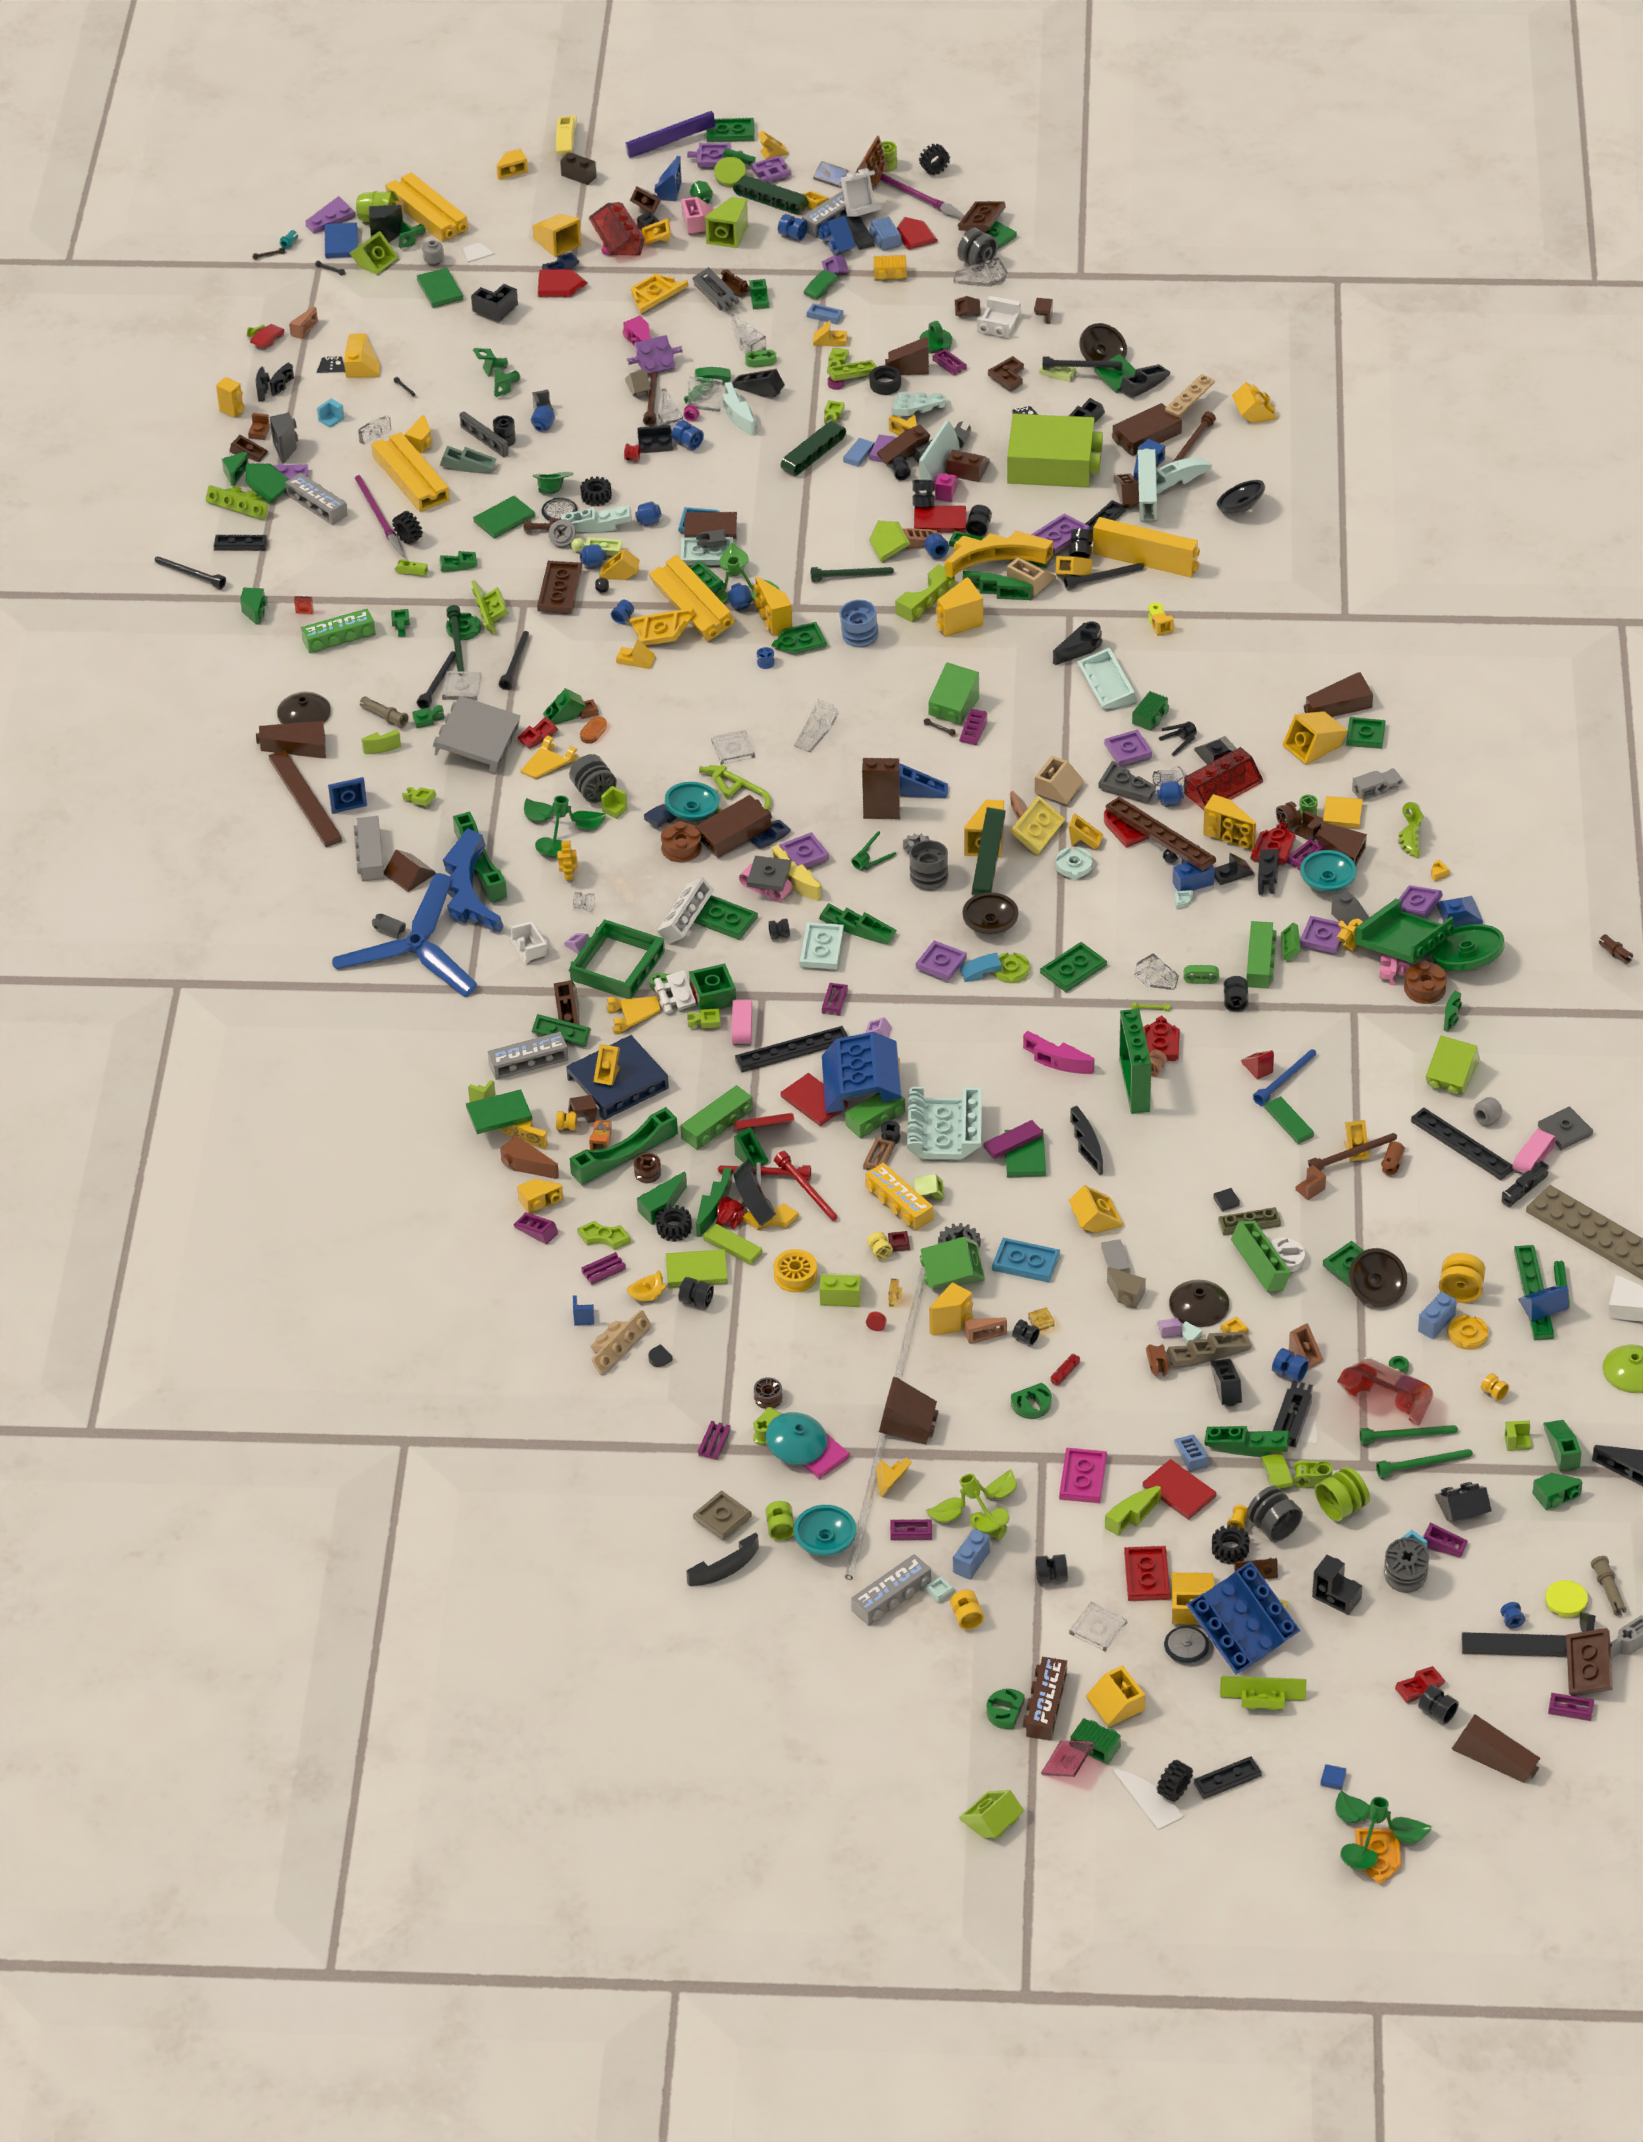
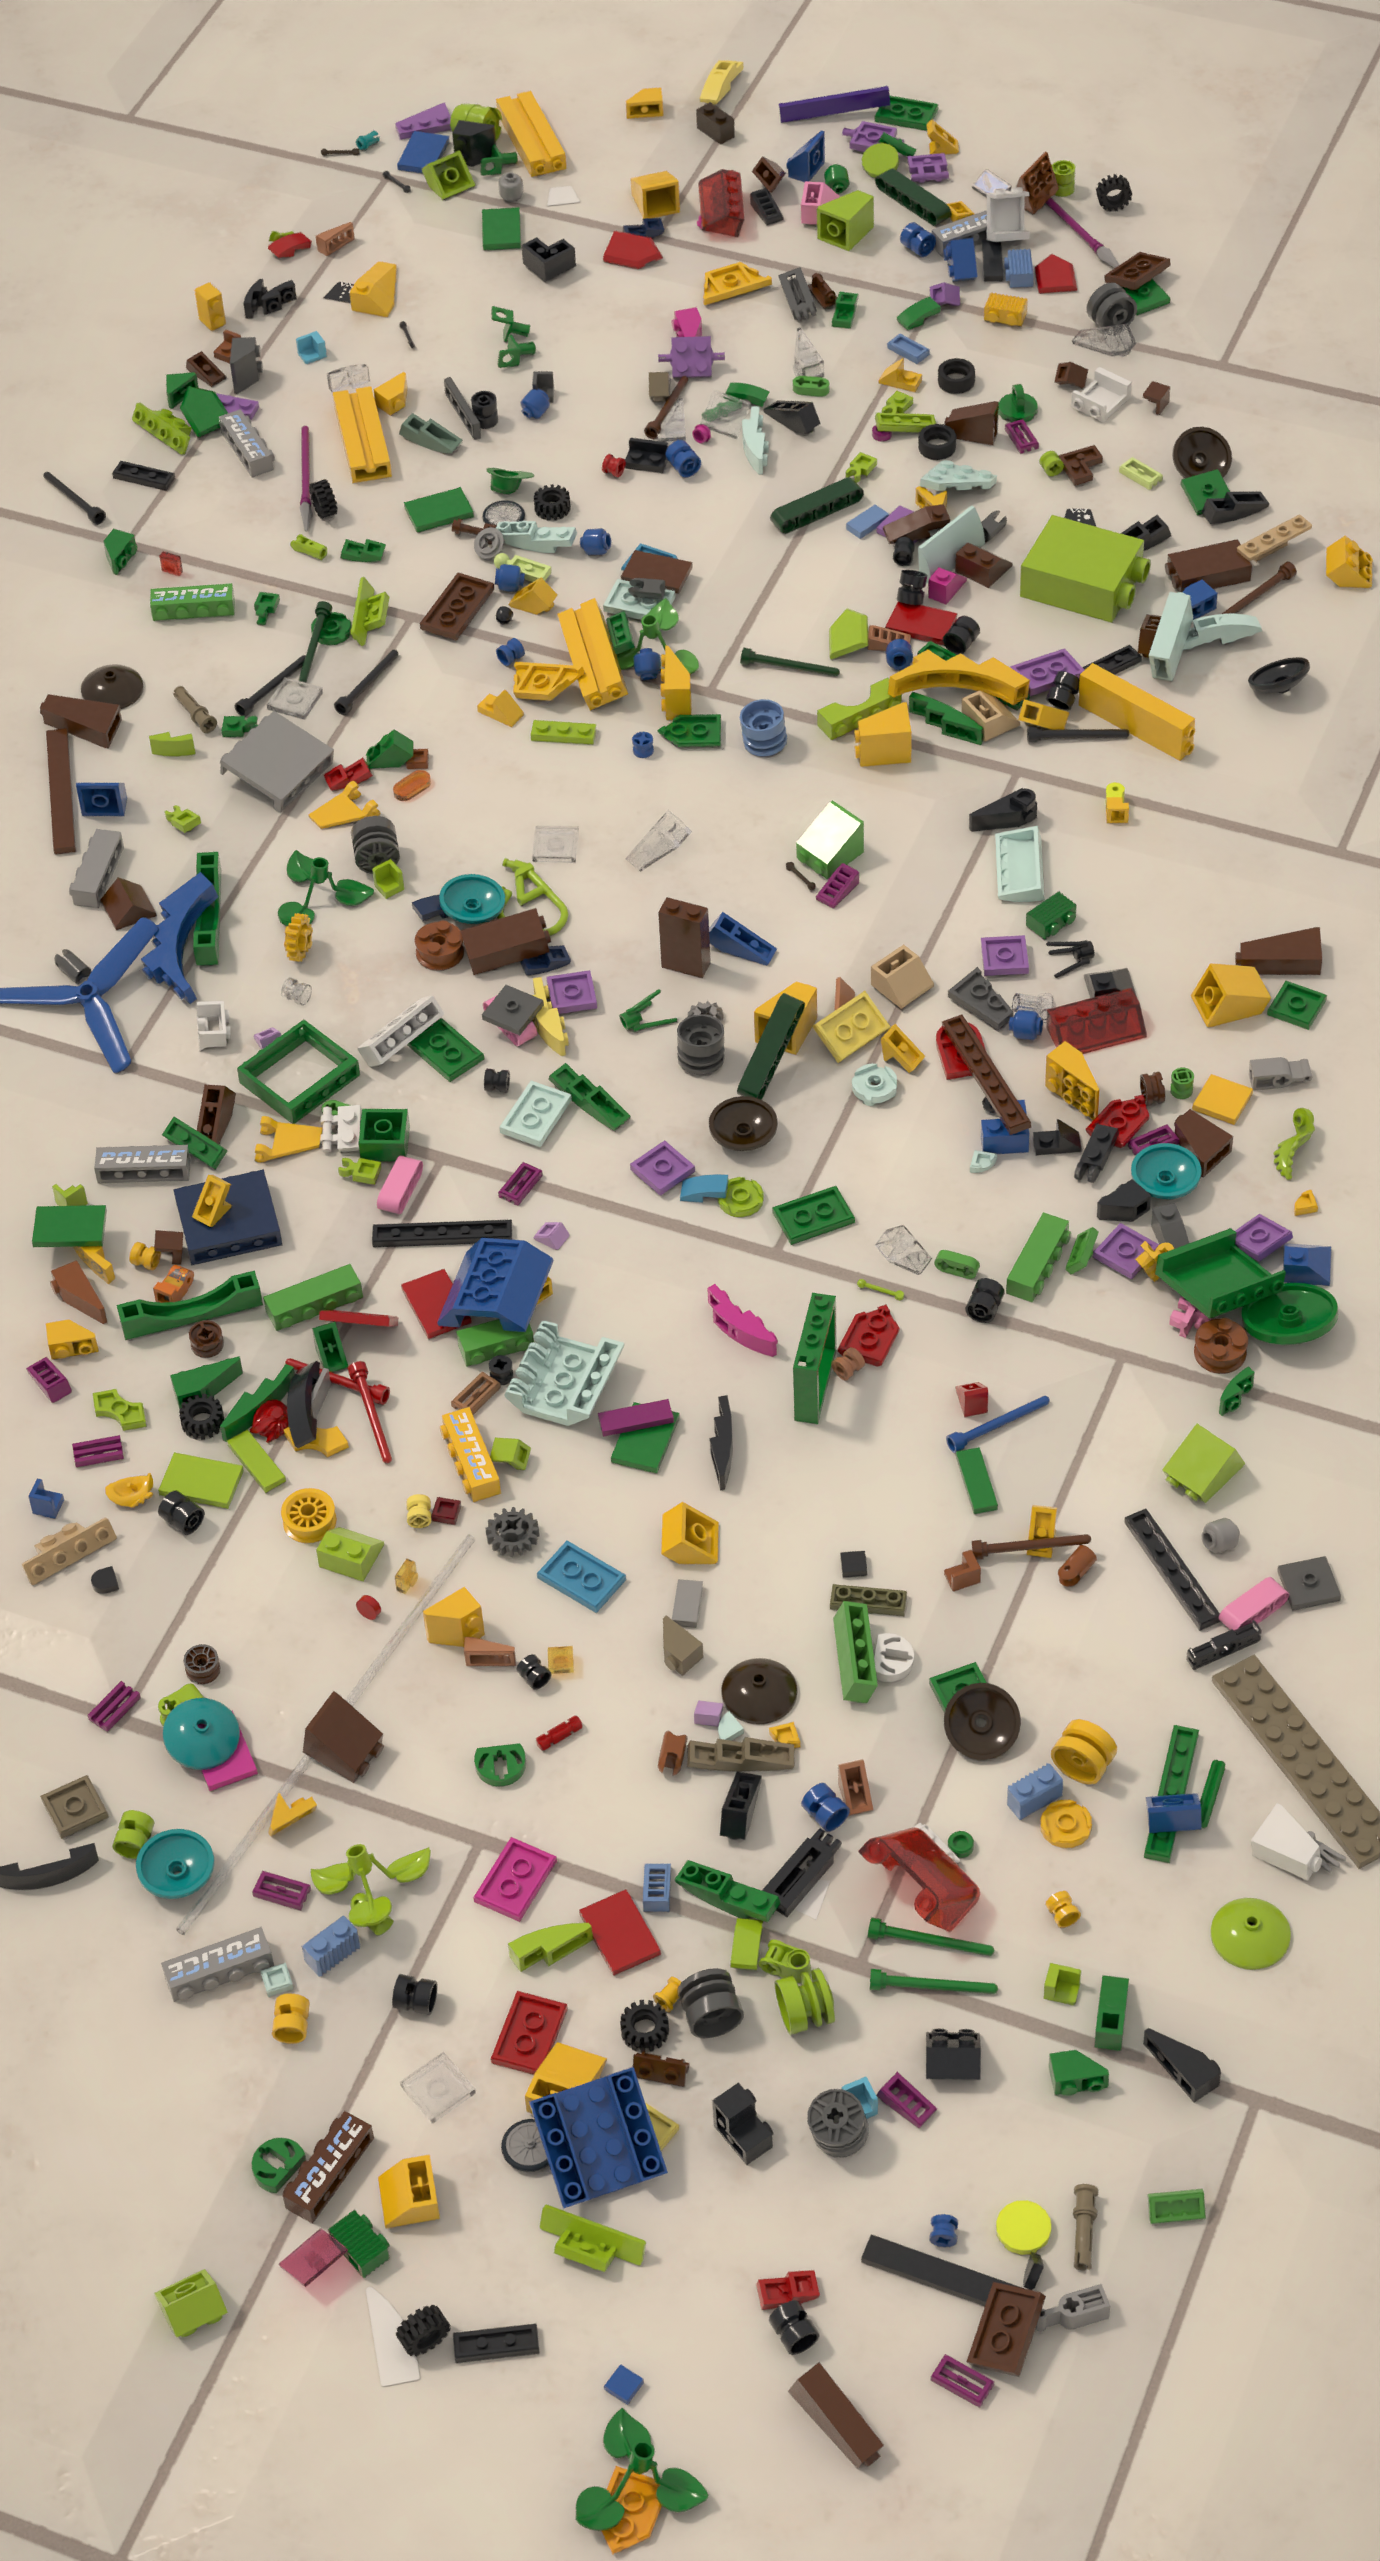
camera: 20 degrees right, 5 degrees up
(657, 231) = (763, 214): yellow slope -> none
(695, 663) = (563, 732): none -> lime plate
(875, 318) = (955, 385): none -> black tyre
(952, 1262) = (486, 1560): bright green slope -> none
(985, 377) = (1051, 463): none -> lime wheel
(1048, 363) = (1130, 462): black piece -> none
(1306, 901) = (1124, 1203): none -> black slope
(1309, 826) = (1172, 1108): reddish brown panel -> none

